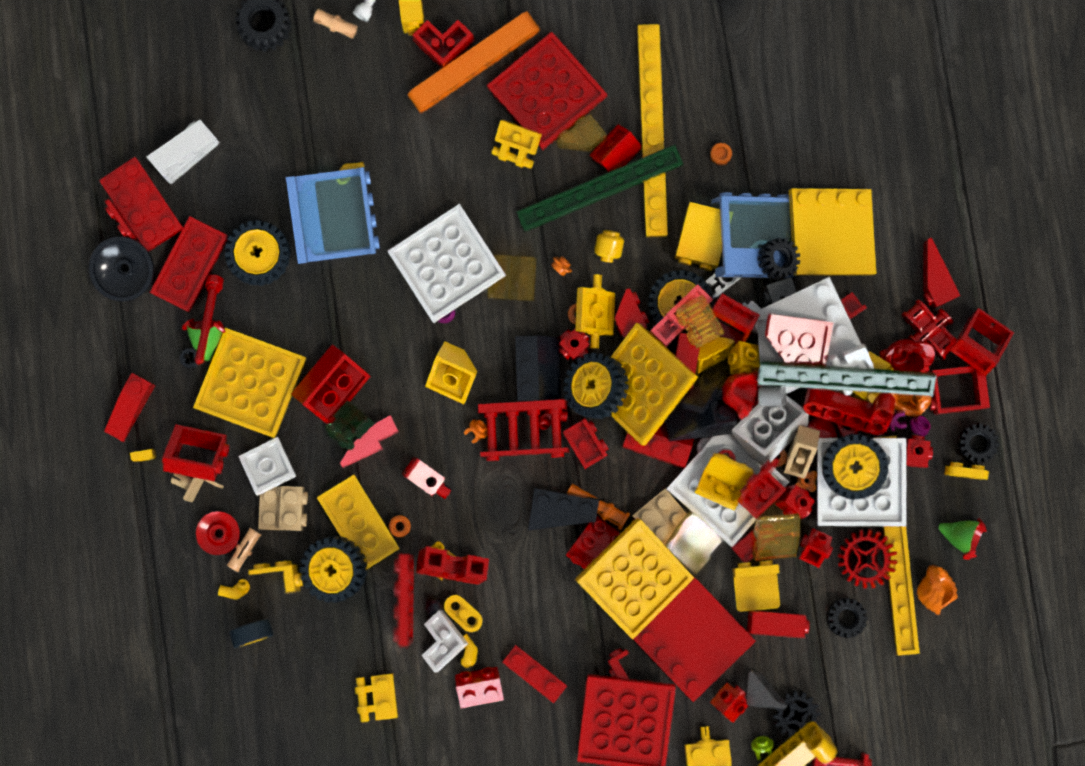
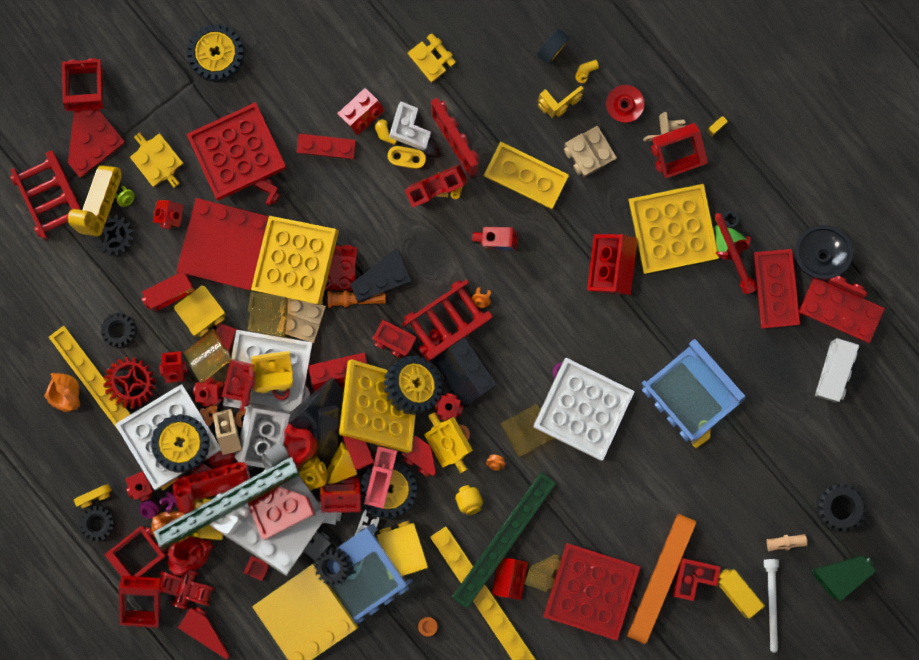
camera: 145 degrees right, 0 degrees up
(129, 406) = (751, 155): red slope -> none
(235, 562) = (598, 90): light nougat pin -> none
(242, 247) = (745, 327): wheel -> none
(267, 466) = (620, 175): white plate -> none
(344, 558) = (526, 118): wheel -> none
(355, 422) = (577, 247): clear green plate -> none
(370, 441) = (555, 240): coral slope -> none
(392, 526) = (494, 186): orange plate -> none
(452, 373) = (527, 329): yellow slope -> none
(517, 137) = (589, 539): yellow plate -> none
(699, 321) = (364, 477): clear yellow brick -> none
(761, 693) = (148, 235): flat silver slope -> none
(964, 535) = (66, 446): bright green hat -> none

